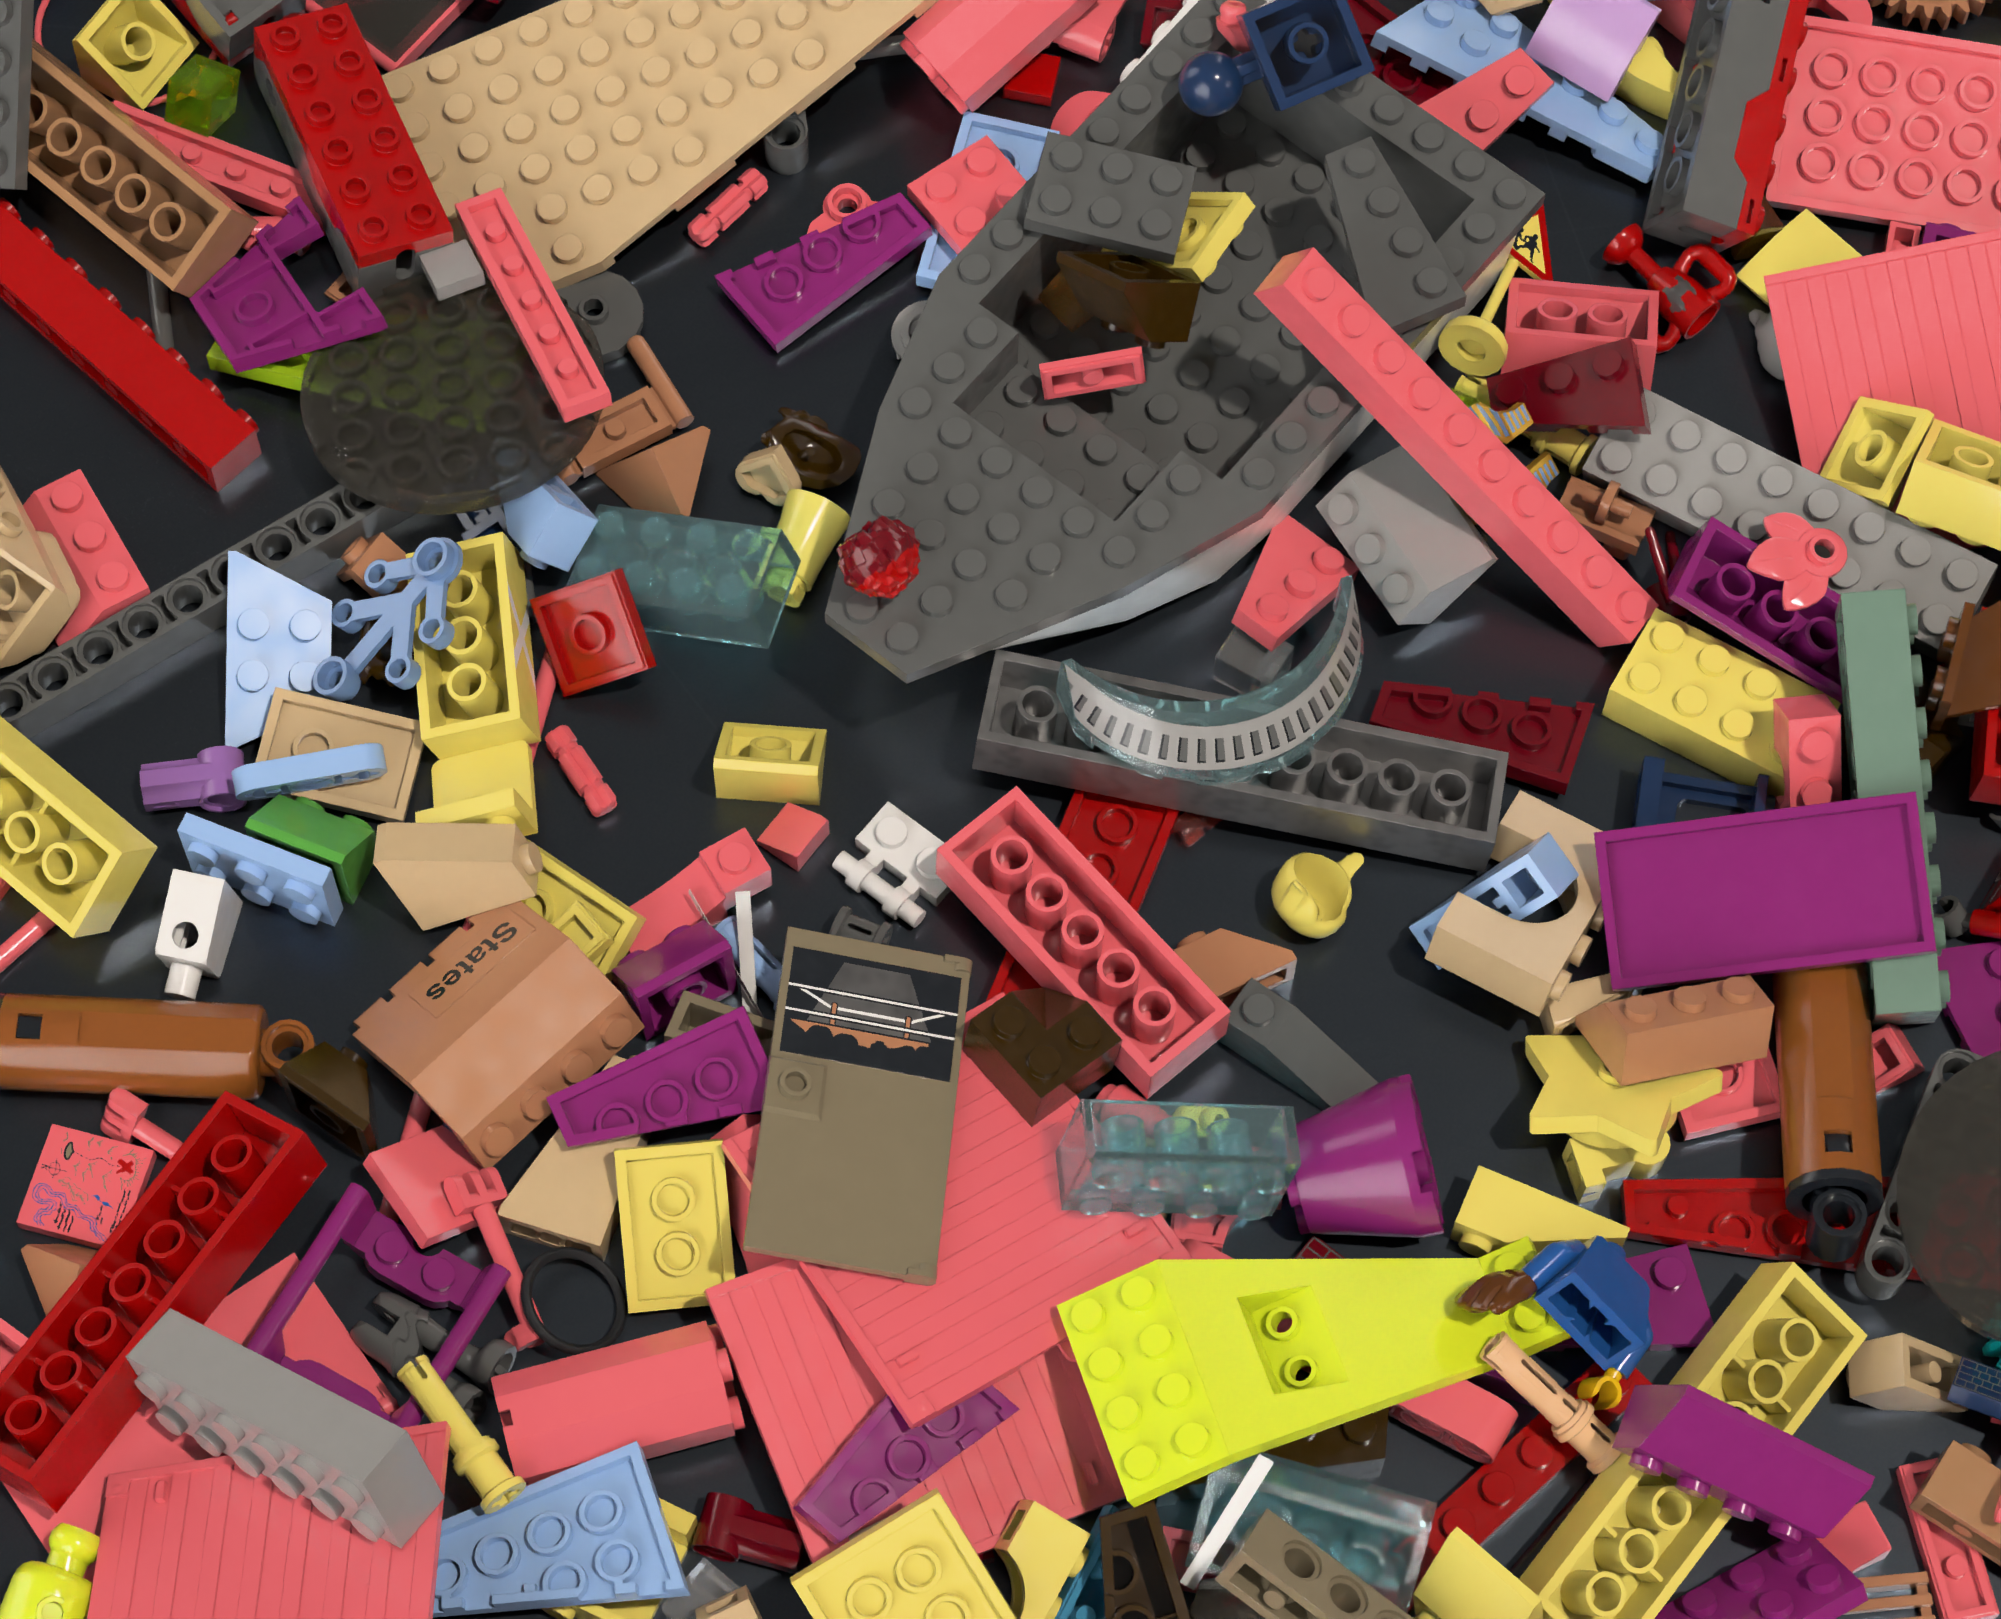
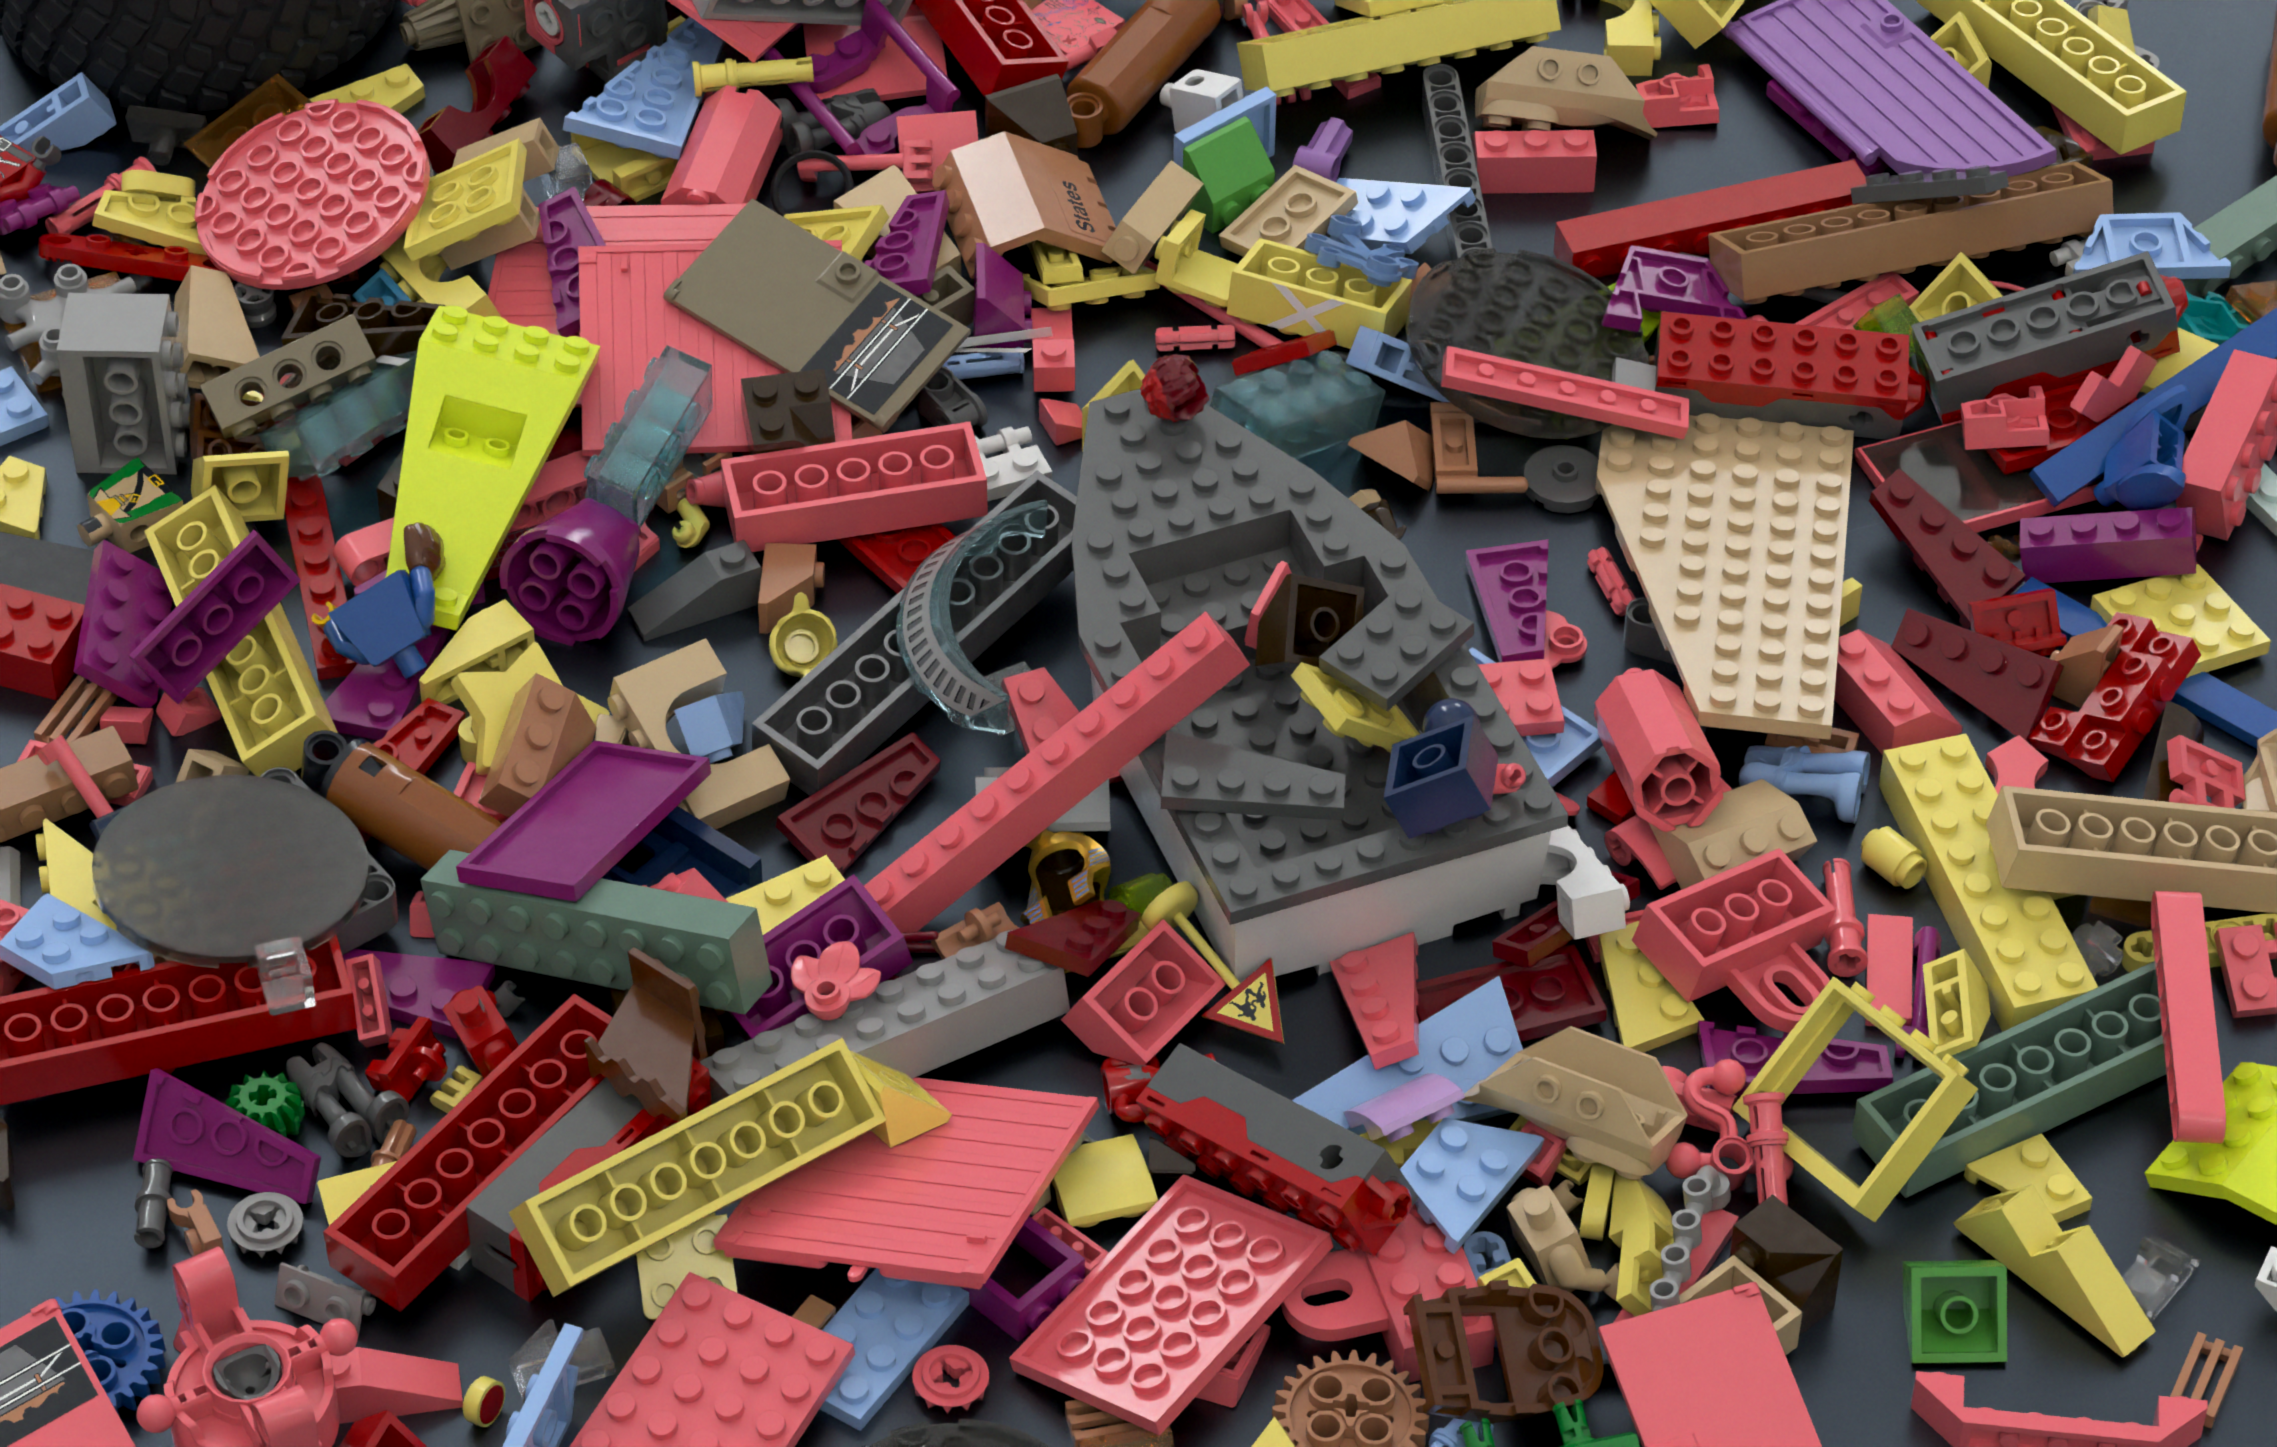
camera: 120 degrees right, 20 degrees down
(309, 771) = (1276, 182): light blue beam -> none
(1570, 1418) = (323, 586): light nougat pin -> none

